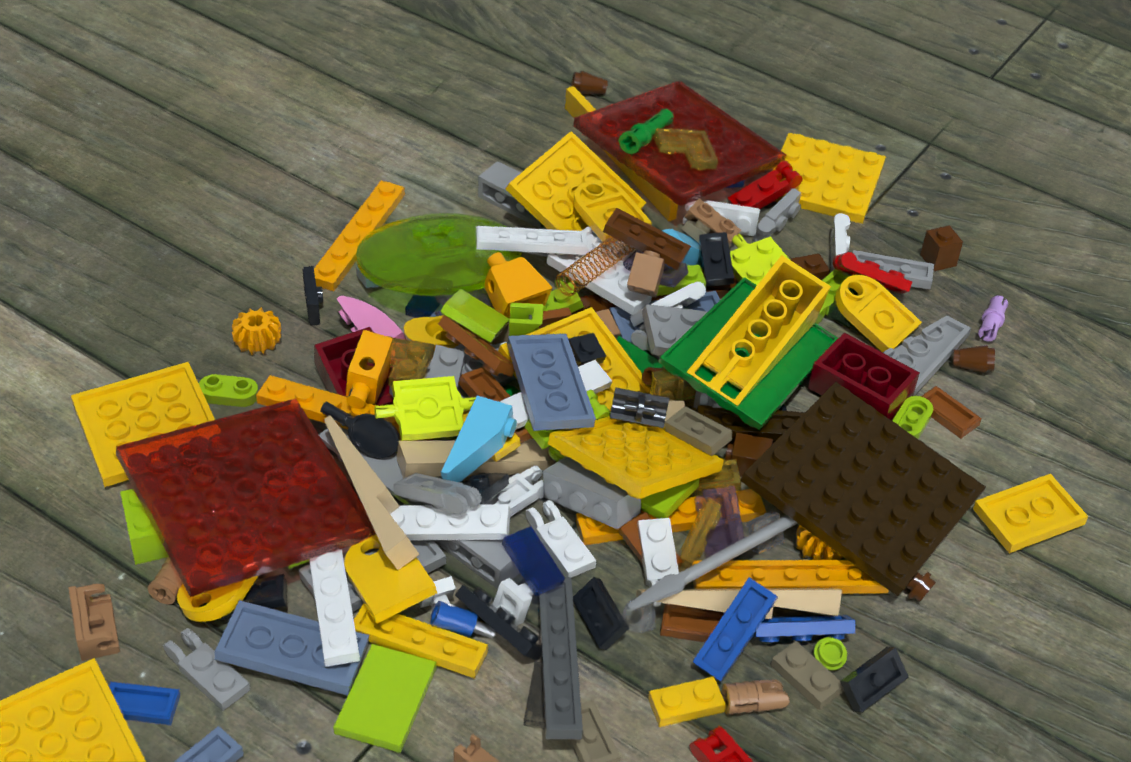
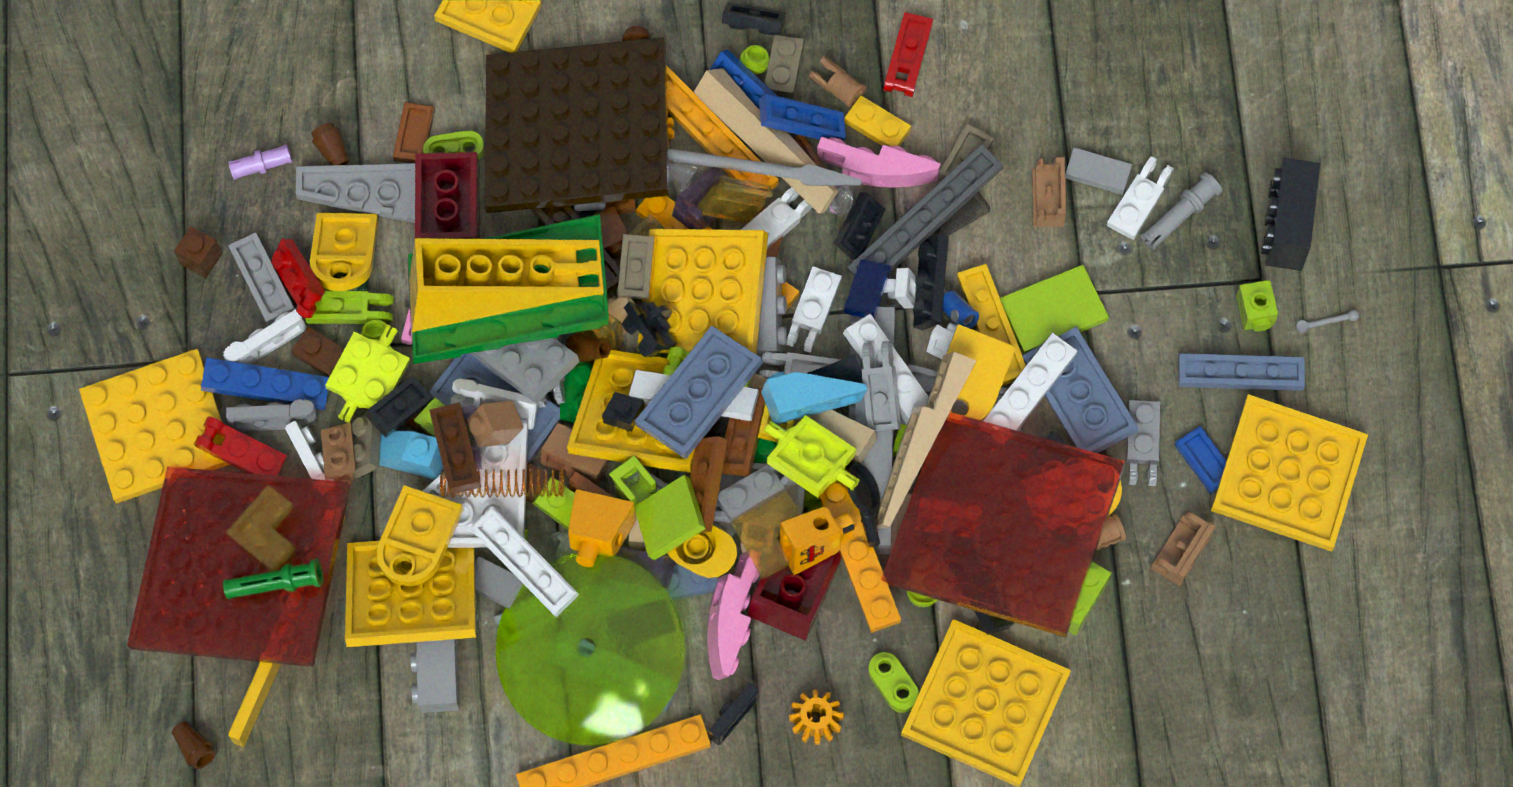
camera: 125 degrees left, 25 degrees up
(635, 668) = (888, 169): none -> bright pink slope
(810, 223) = (263, 383): none -> blue plate

